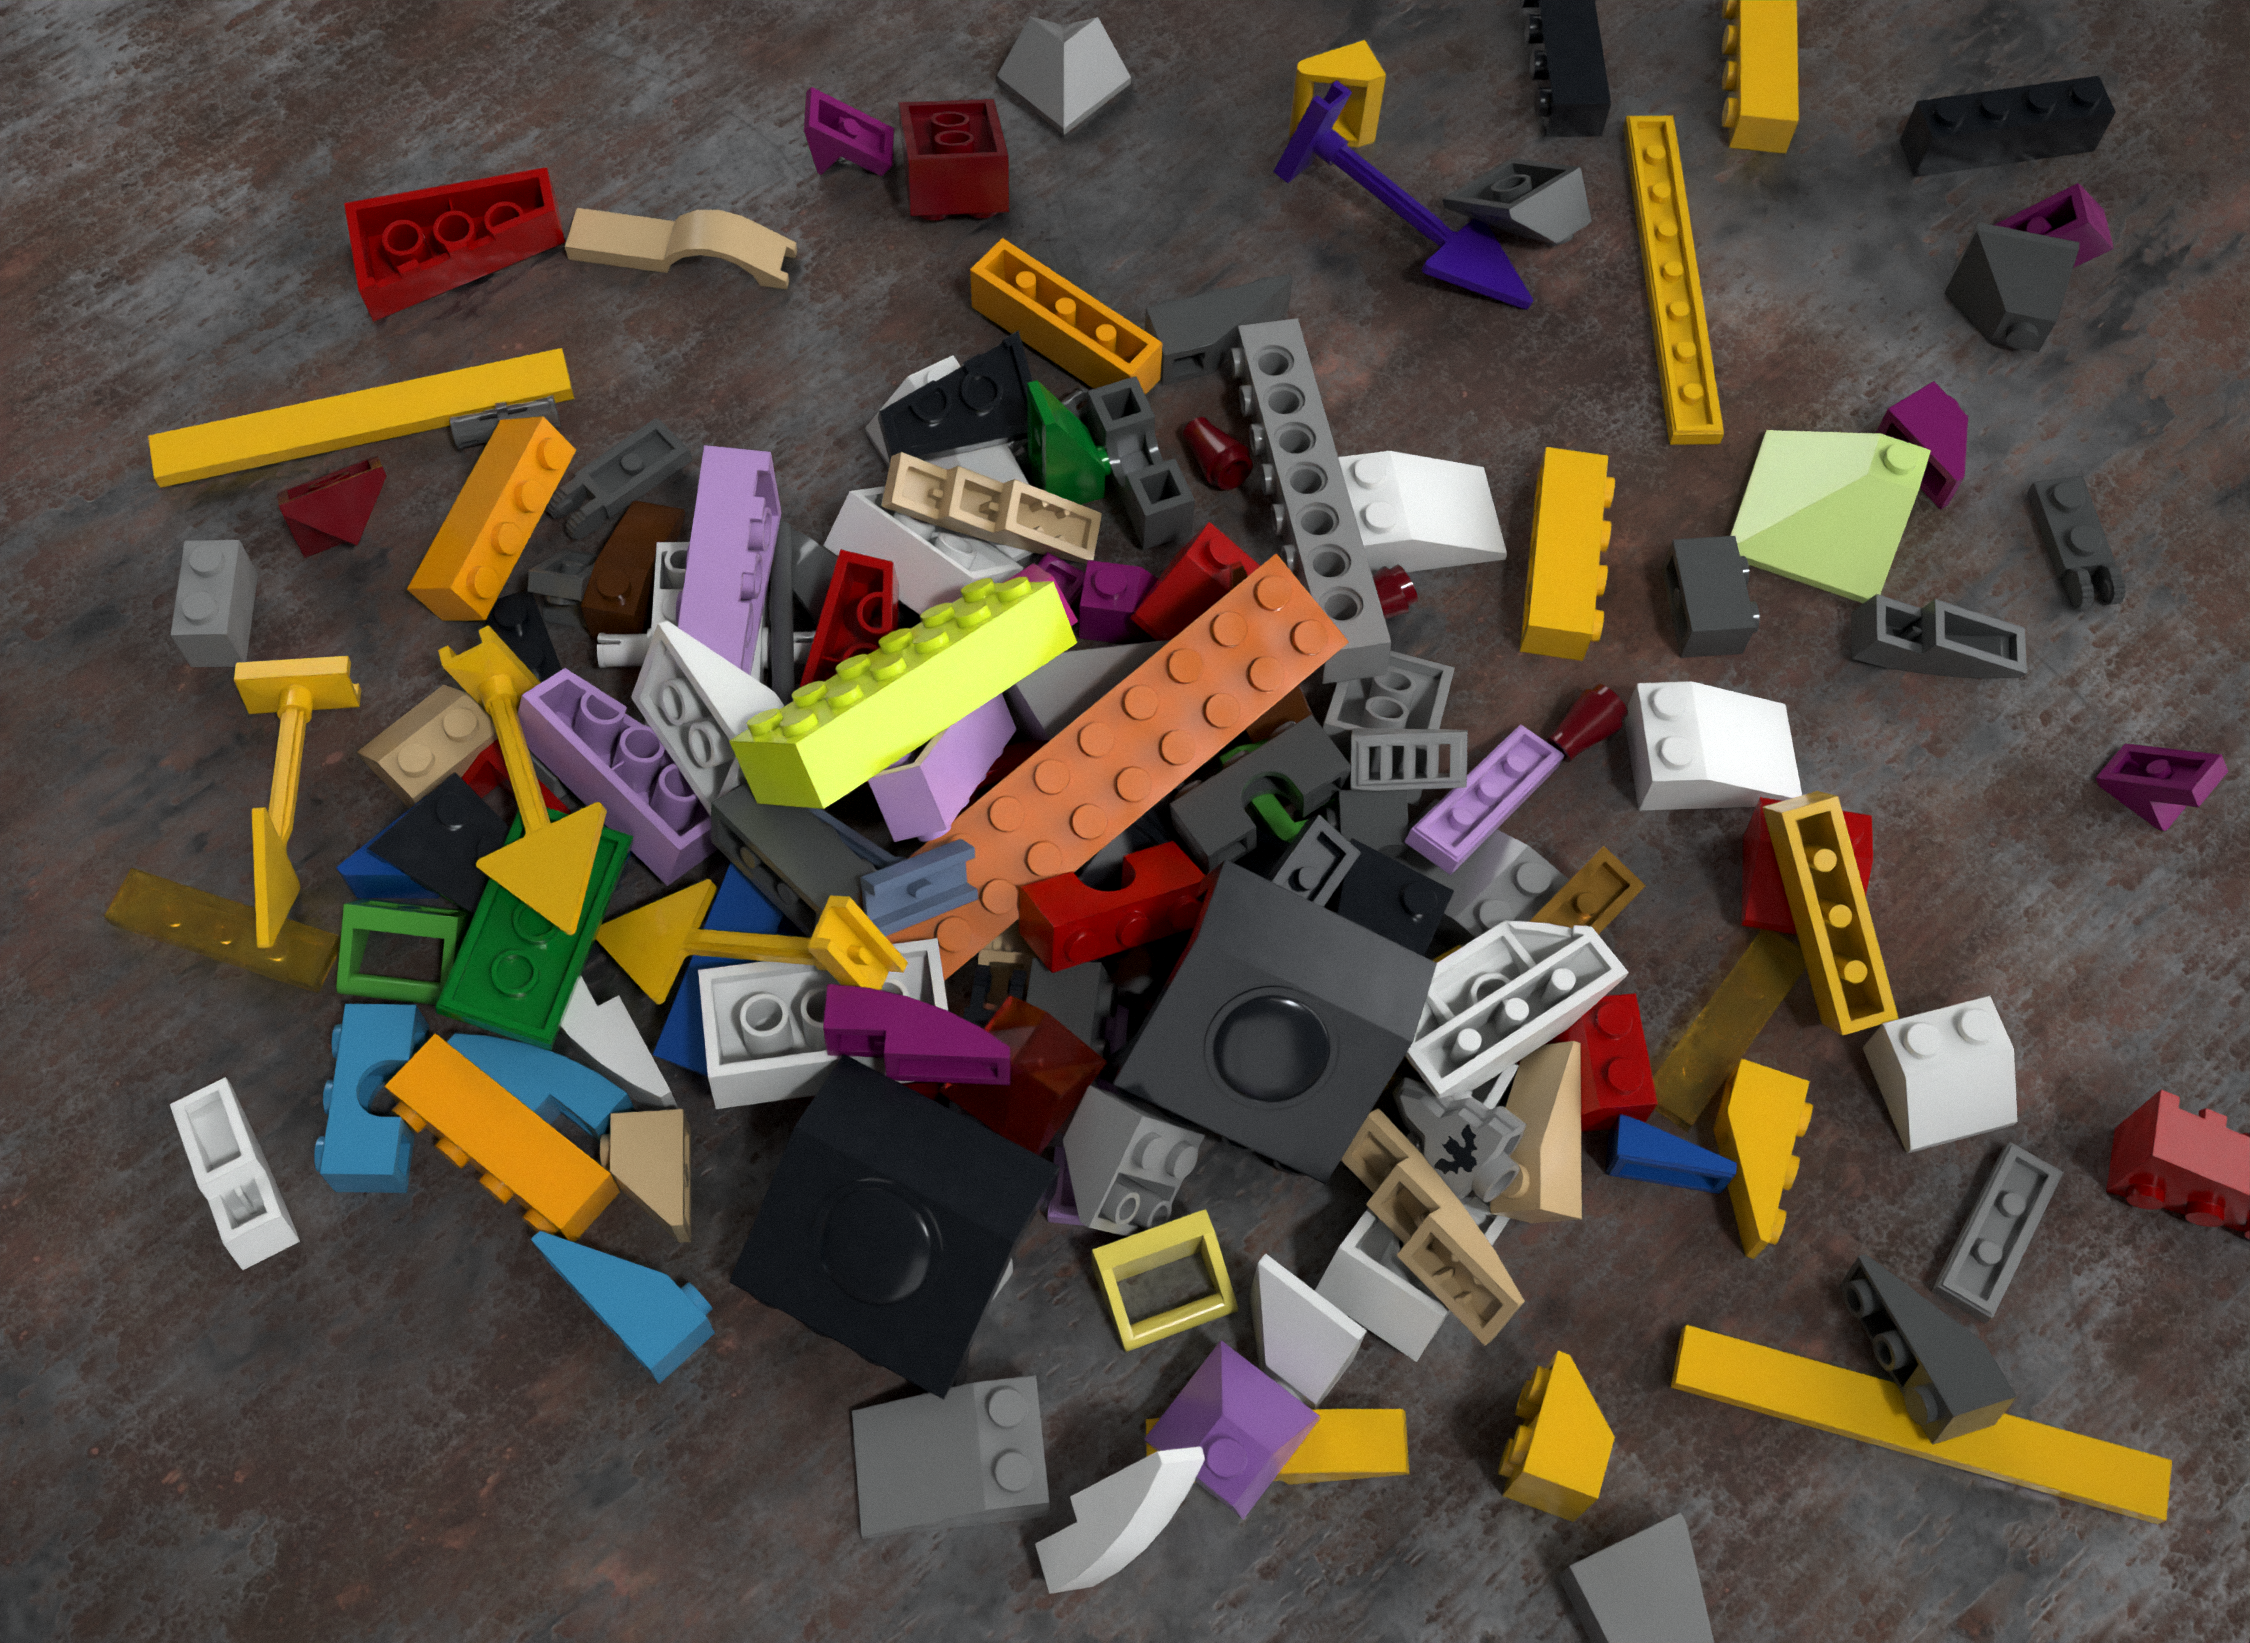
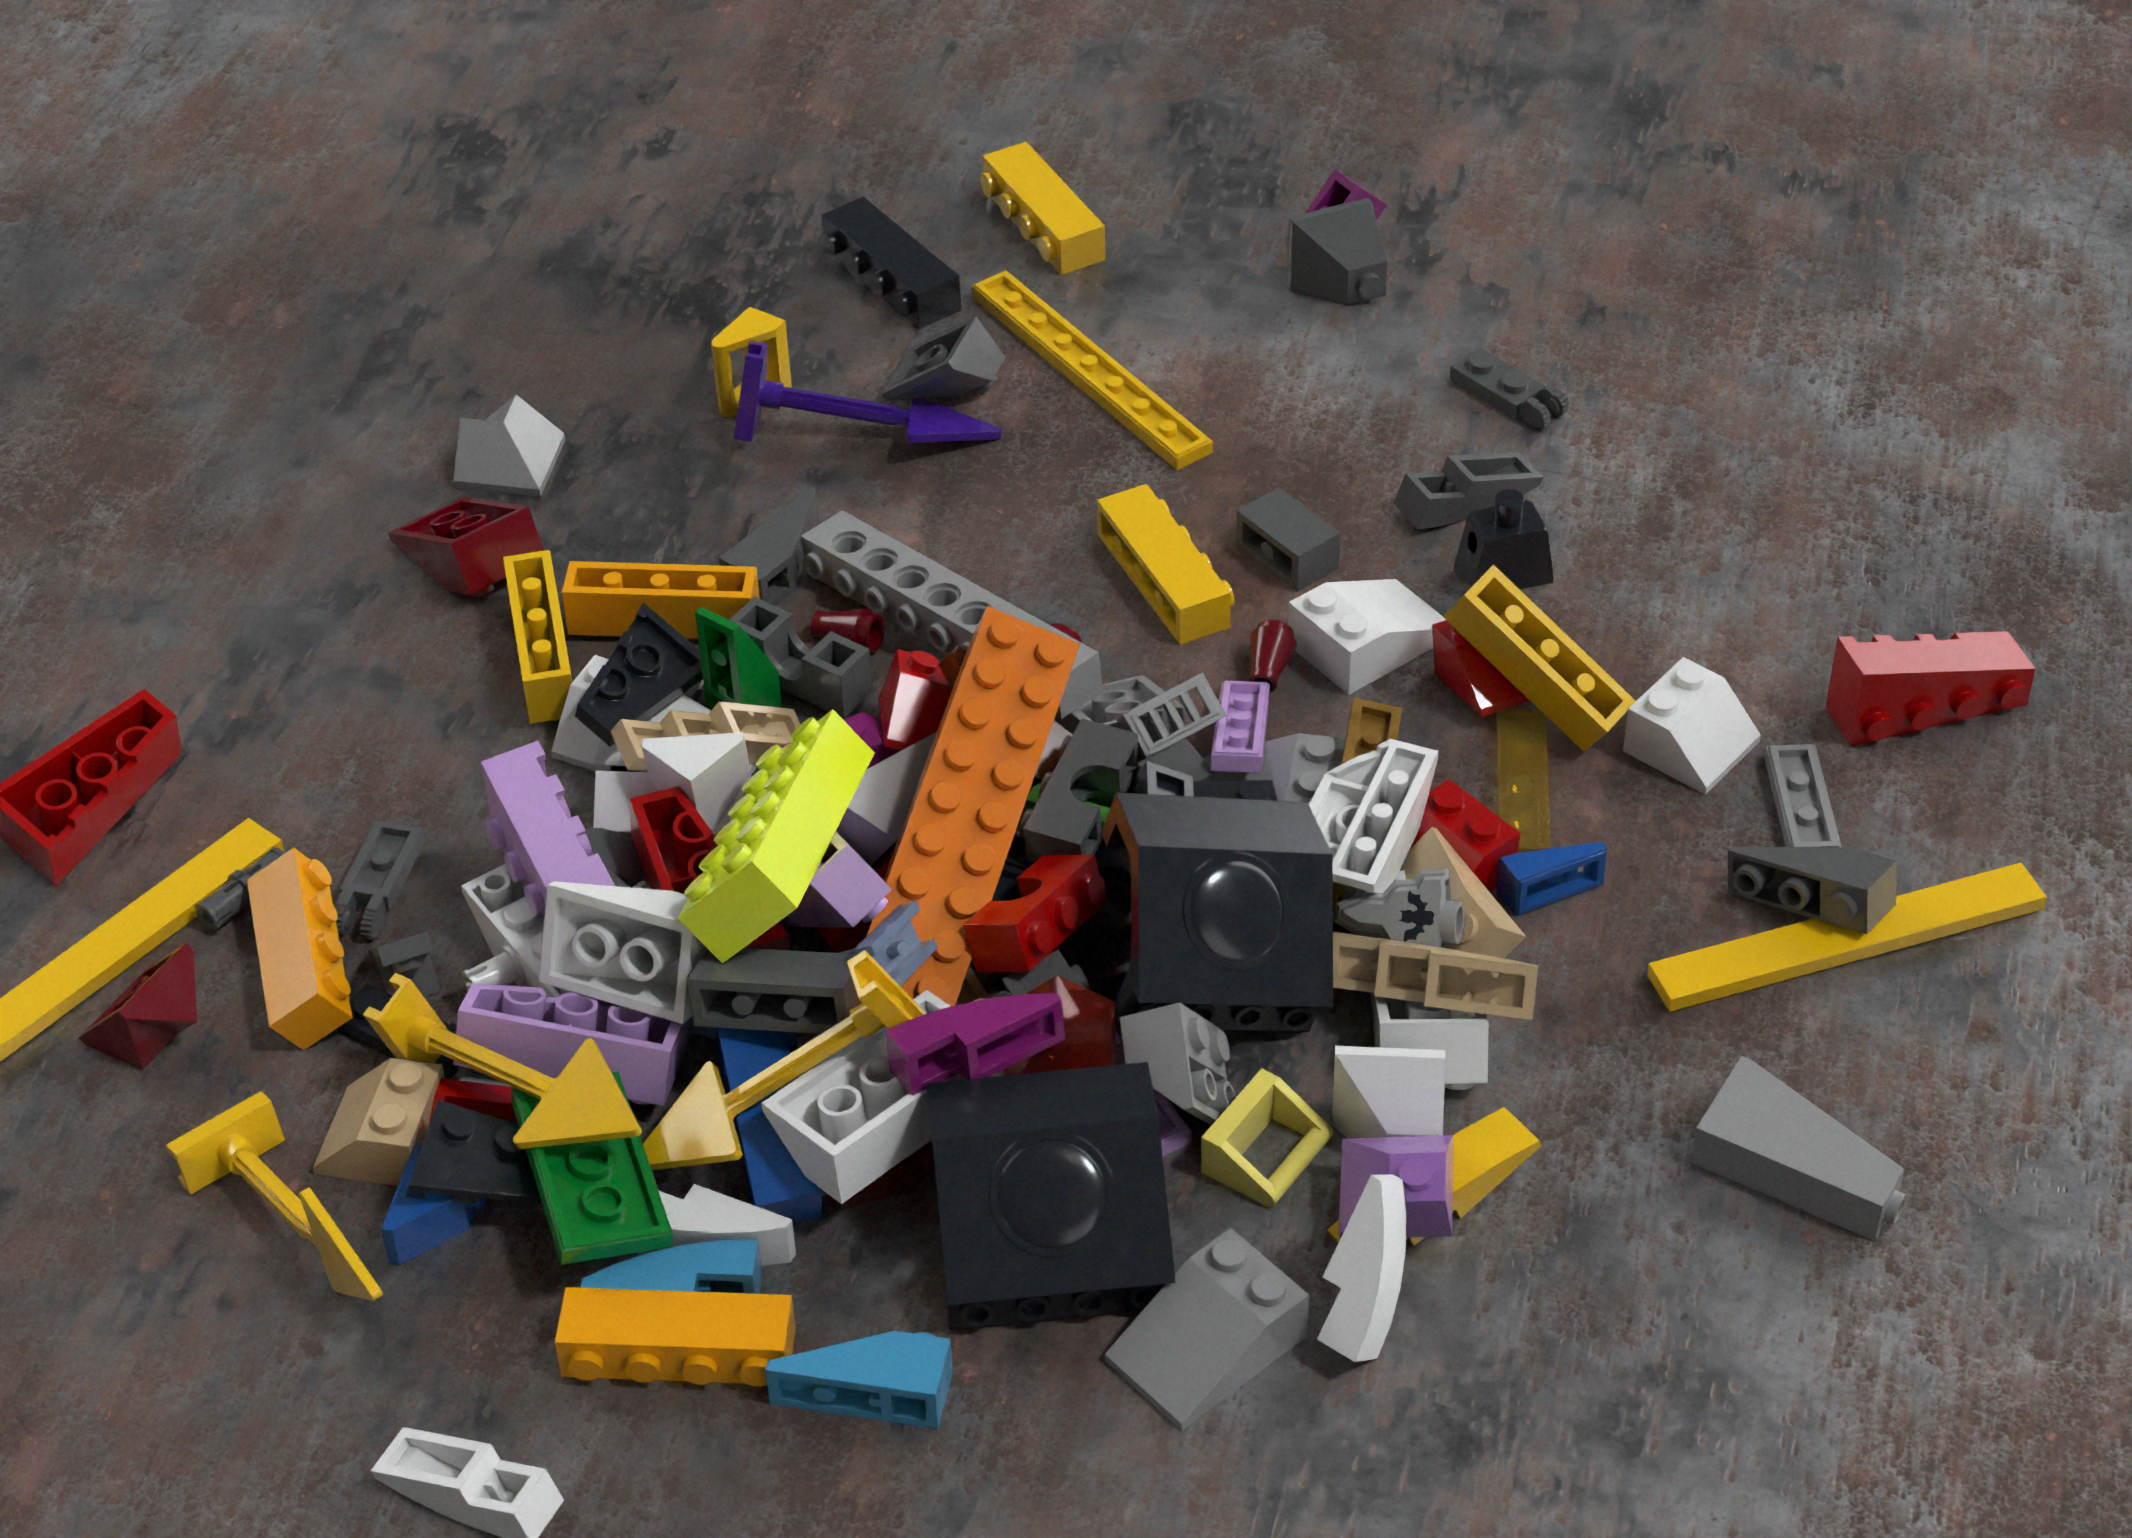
camera: 30 degrees left, 20 degrees down
(214, 603) = (101, 1125): light grey brick -> none
(221, 930) = (305, 1341): clear yellow tile -> none
(360, 1148) = (562, 1403): dark azure arch -> none
(399, 918) = (465, 1242): bright green tile -> none
(624, 573) = (452, 929): reddish brown slope -> none
(653, 1165) = (822, 1285): tan slope -> none
(658, 243) = (271, 713): tan piece -> none
(843, 131) = (363, 565): magenta slope -> none
(927, 557) = (704, 767): none -> white slope
(929, 297) = (538, 634): none -> yellow brick
(1422, 511) = (1043, 583): white slope -> none
(1561, 1446) = (1627, 1063): yellow slope -> none
(1757, 1130) = (1596, 810): yellow slope -> none
(1829, 508) = (1327, 445): yellowish green slope -> none
(1911, 743) = (1510, 539): none -> black torso
(1938, 424) = (1360, 376): magenta slope -> none
(2006, 126) = (1250, 169): black brick -> none
(2161, 781) = (1684, 491): magenta slope -> none

